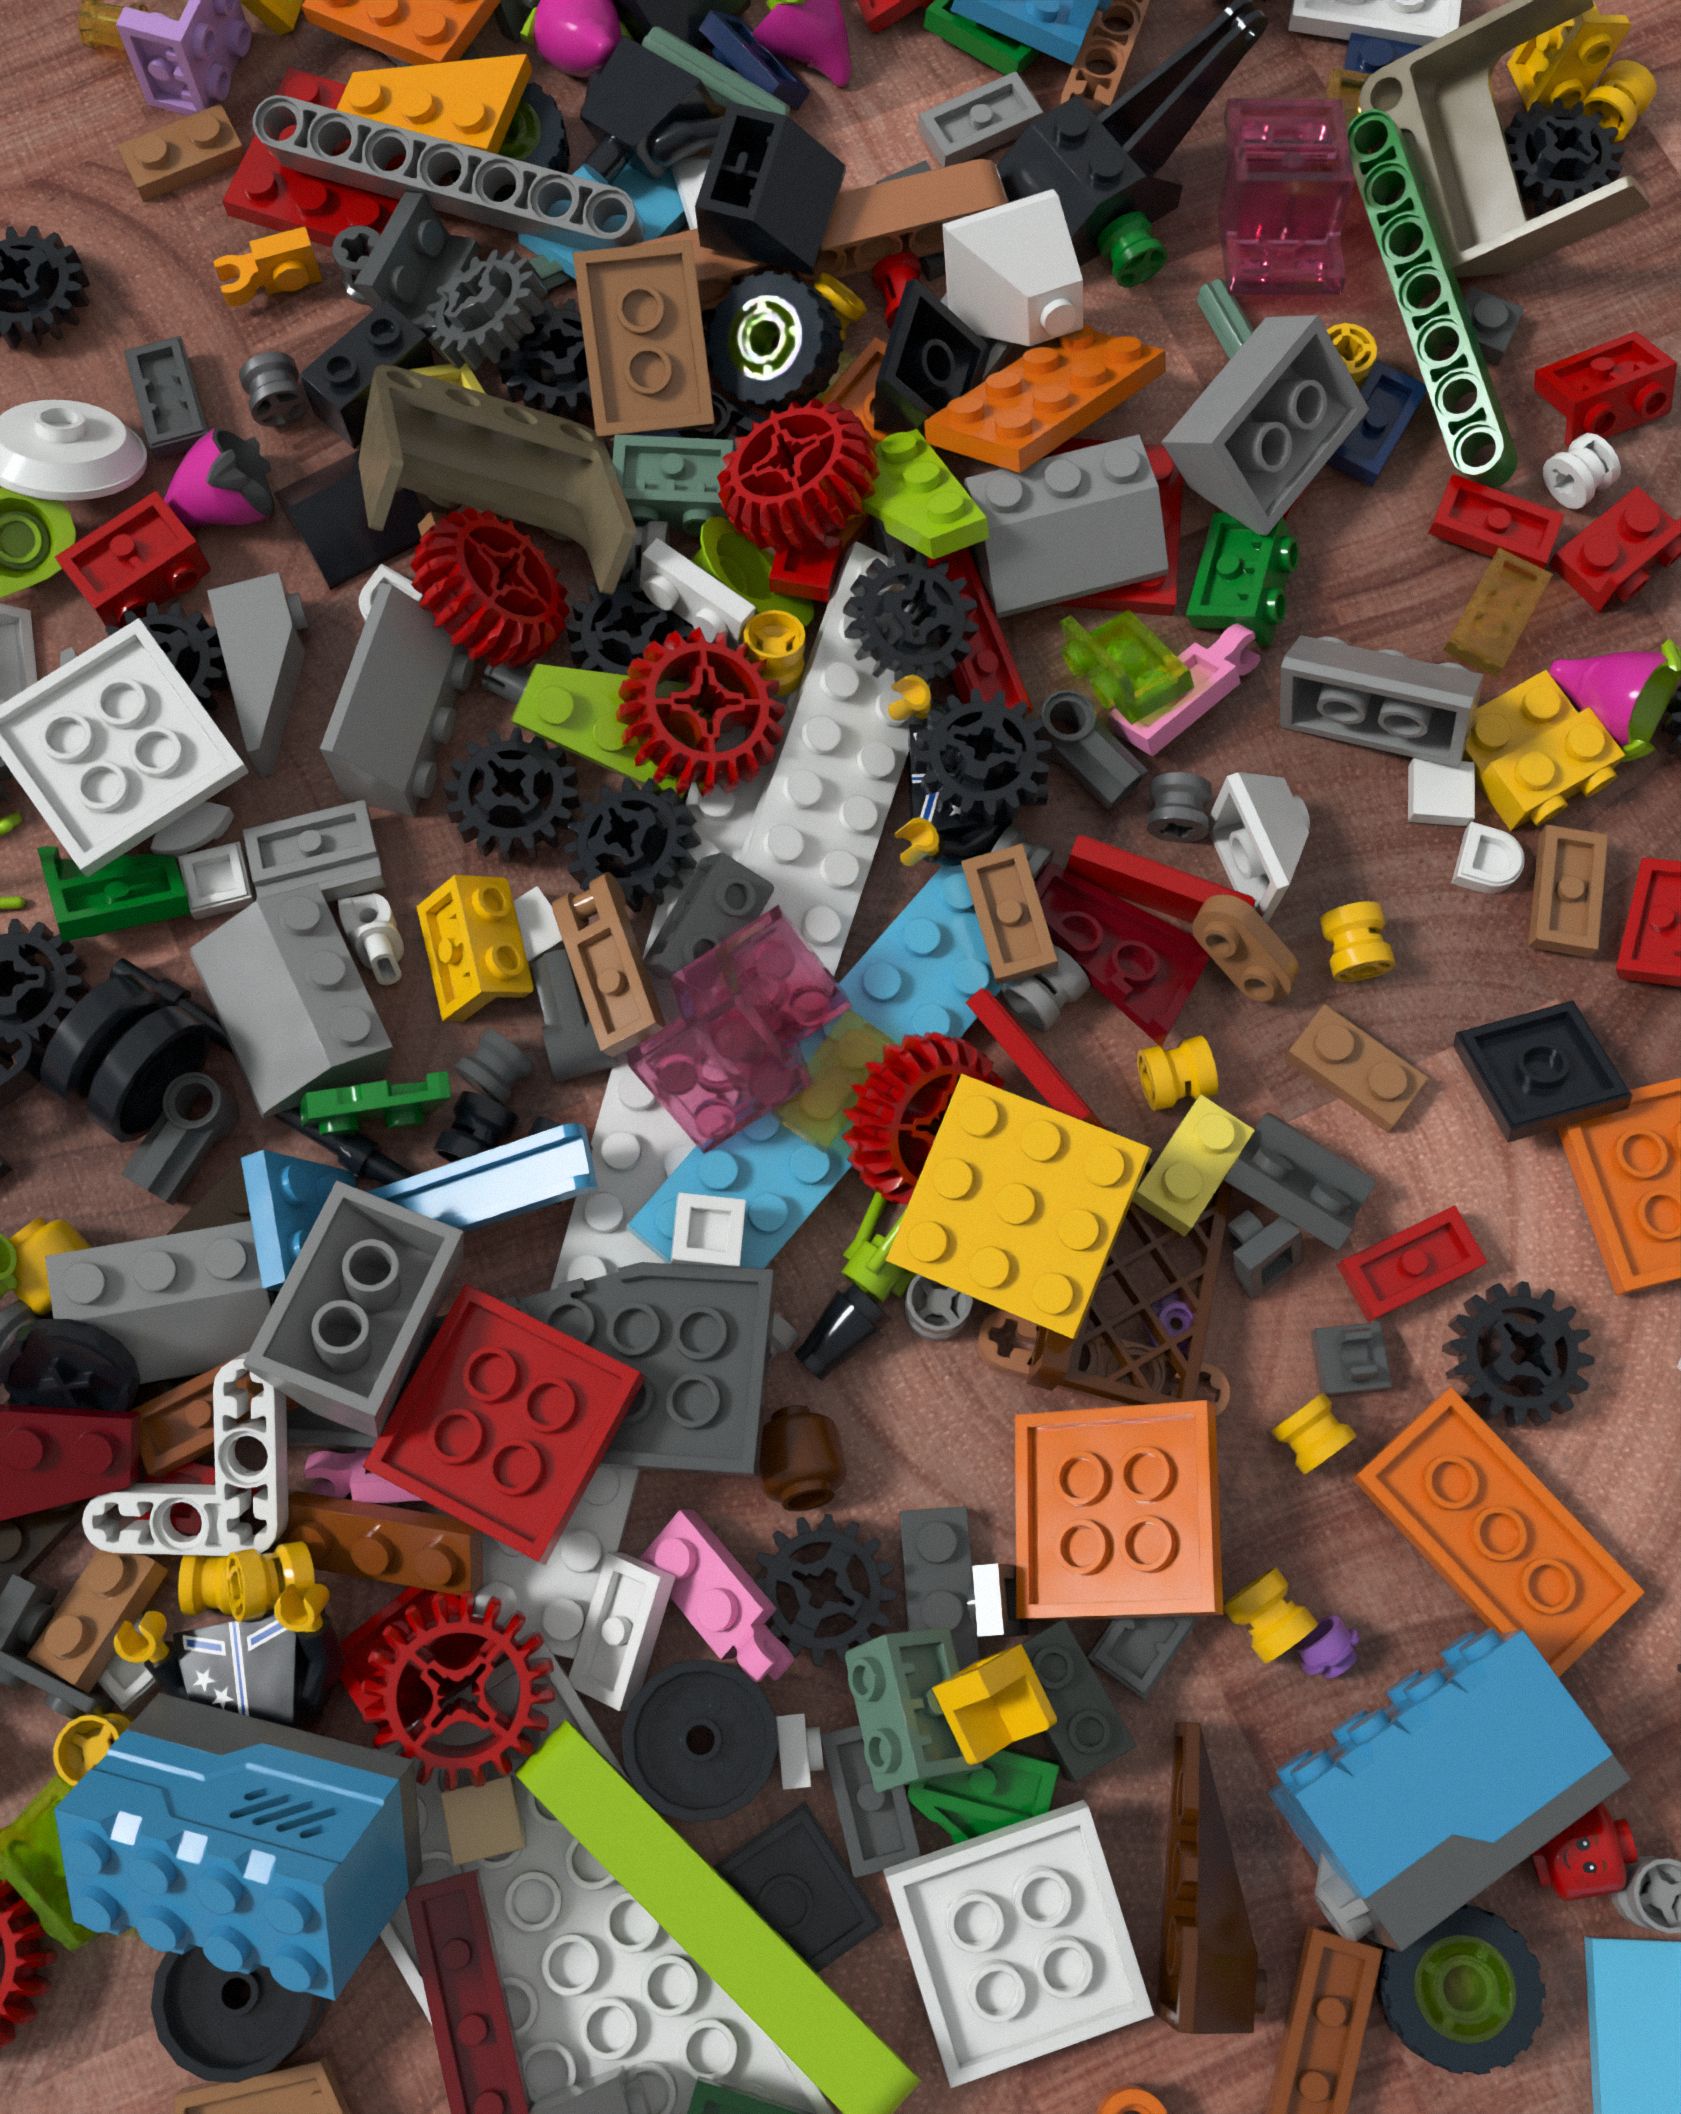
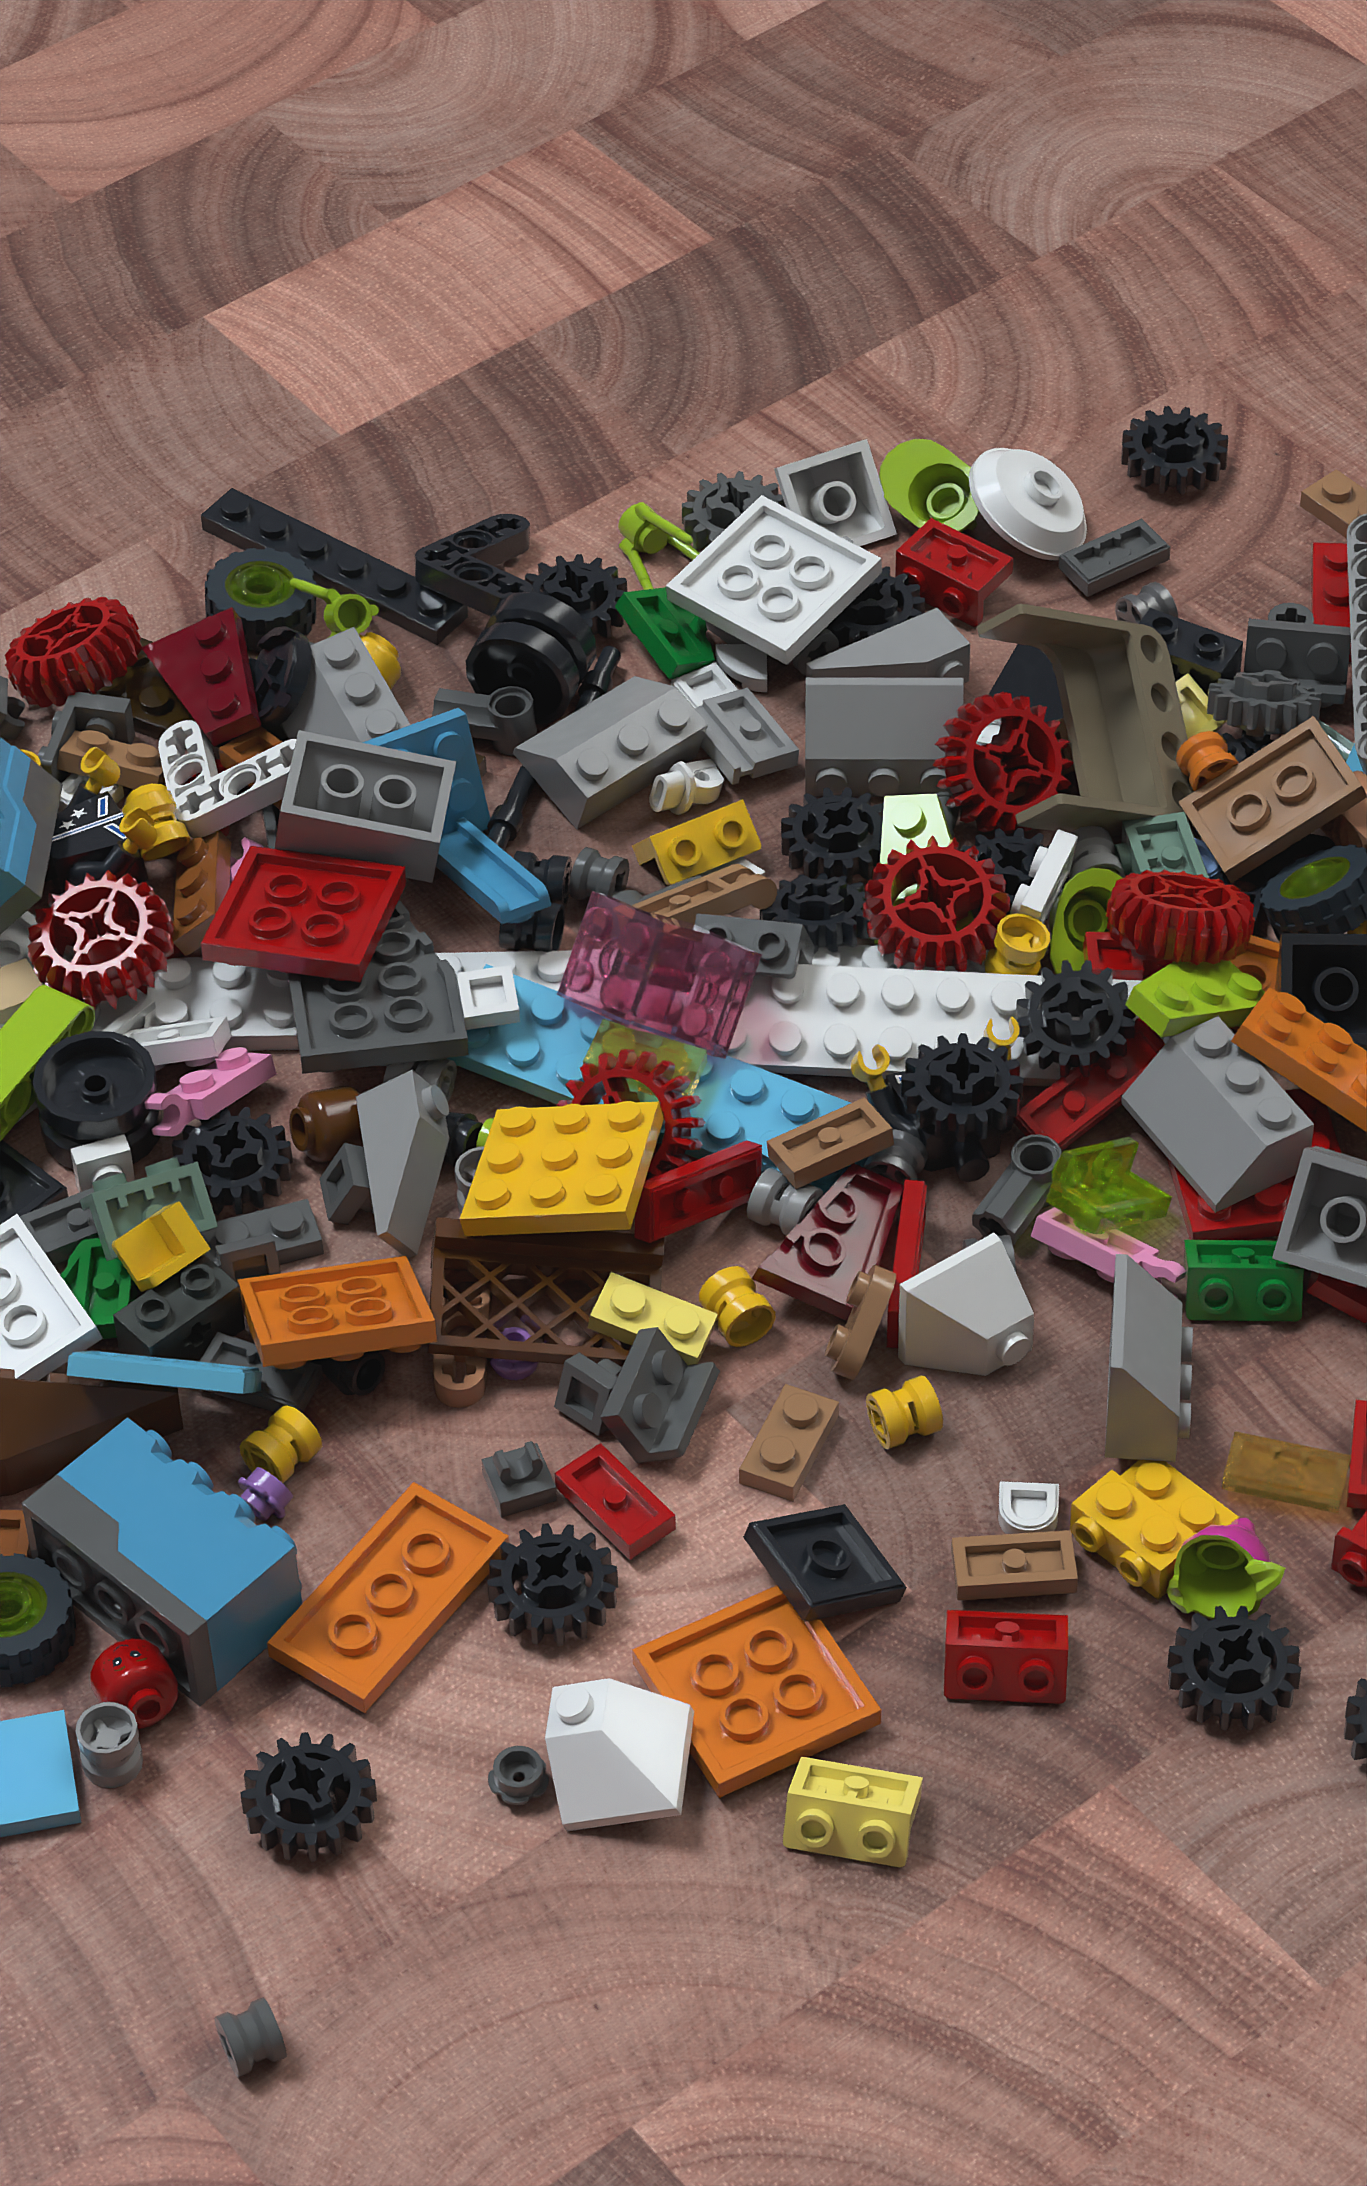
camera: 80 degrees right, 25 degrees down
(221, 482) = (1048, 587): hat -> none
(276, 261) = (1264, 580): light orange plate -> none
(401, 1105) = (550, 819): green wing -> none
(564, 387) = (1204, 758): none -> orange wheel
(877, 1382) = (404, 1154): none -> light grey slope
(896, 1458) = (346, 1185): none -> dark grey tile
(1205, 1736) = (164, 1372): none -> medium azure tile
(1313, 1433) = (443, 1451): yellow wheel -> none
(1441, 793) = (1079, 1461): white tile -> none

